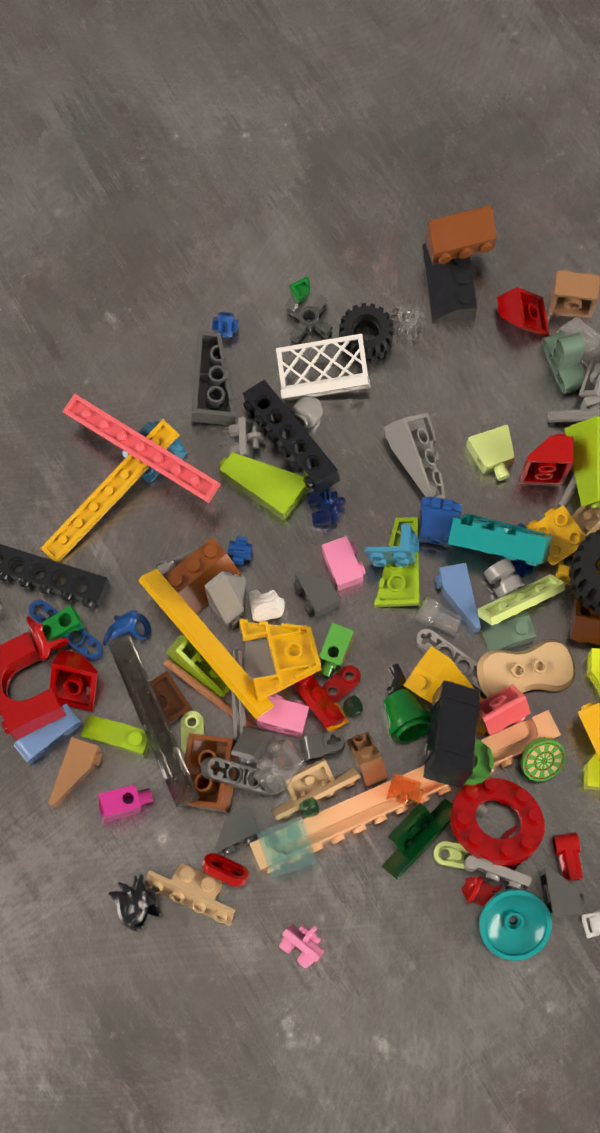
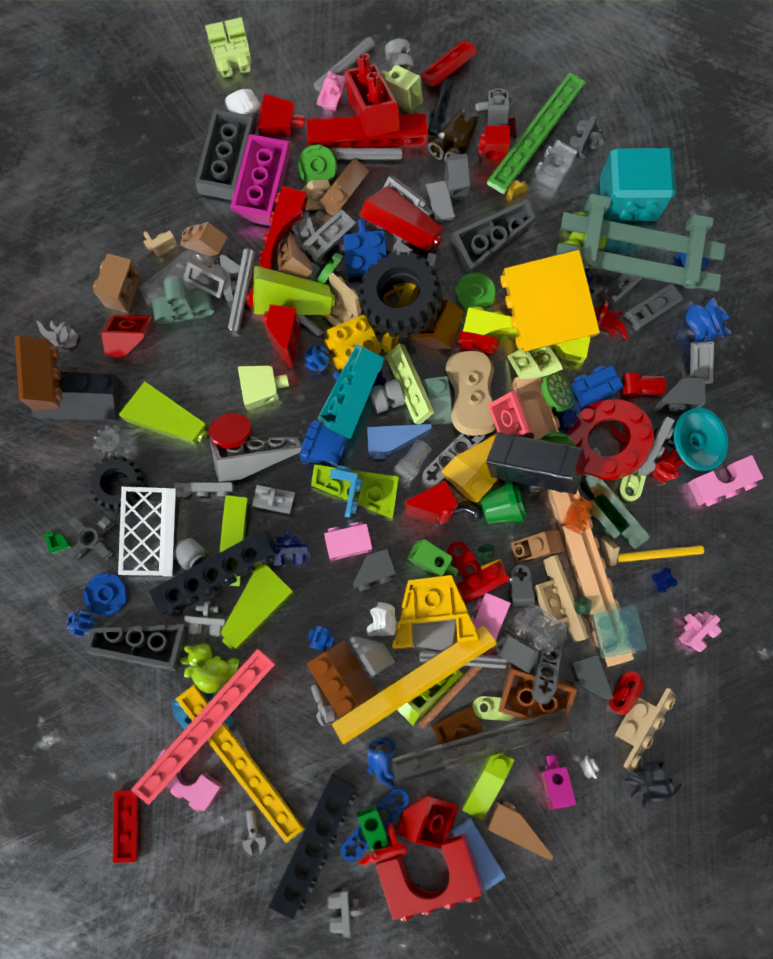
camera: 85 degrees left, 5 degrees up
(39, 400) = (125, 826): none -> red plate
(44, 517) = (253, 834): none -> light grey bar
(78, 461) = (198, 794): none -> bright pink arch
(144, 838) = (589, 767): none -> white plate
(196, 453) = (208, 672): none -> lime animal
(256, 344) = (105, 594): none -> blue tile
(341, 448) = (233, 526): none -> lime slope
(358, 901) = (662, 586): none -> clear blue plate
(374, 482) = (273, 499): none -> light grey hips
(375, 837) = (609, 550): none -> tan tile
(377, 433) = (202, 489): none -> light grey hinge
(380, 895) = (662, 553): none -> yellow bar
(394, 638) = (432, 505): none -> red slope
(439, 429) = (230, 430): none -> red tile
(445, 361) = (160, 414): none -> lime slope
(481, 980) = (741, 474): none -> bright pink arch
(508, 255) = (61, 337): none -> light grey piece
(514, 776) = (568, 419): none -> clear blue plate
(533, 503) = (317, 358): none -> blue gear
(557, 803) = (596, 386): none -> blue brick
(569, 730) = (534, 363): none -> yellowish green slope
(583, 677) = (472, 340): none -> red plate

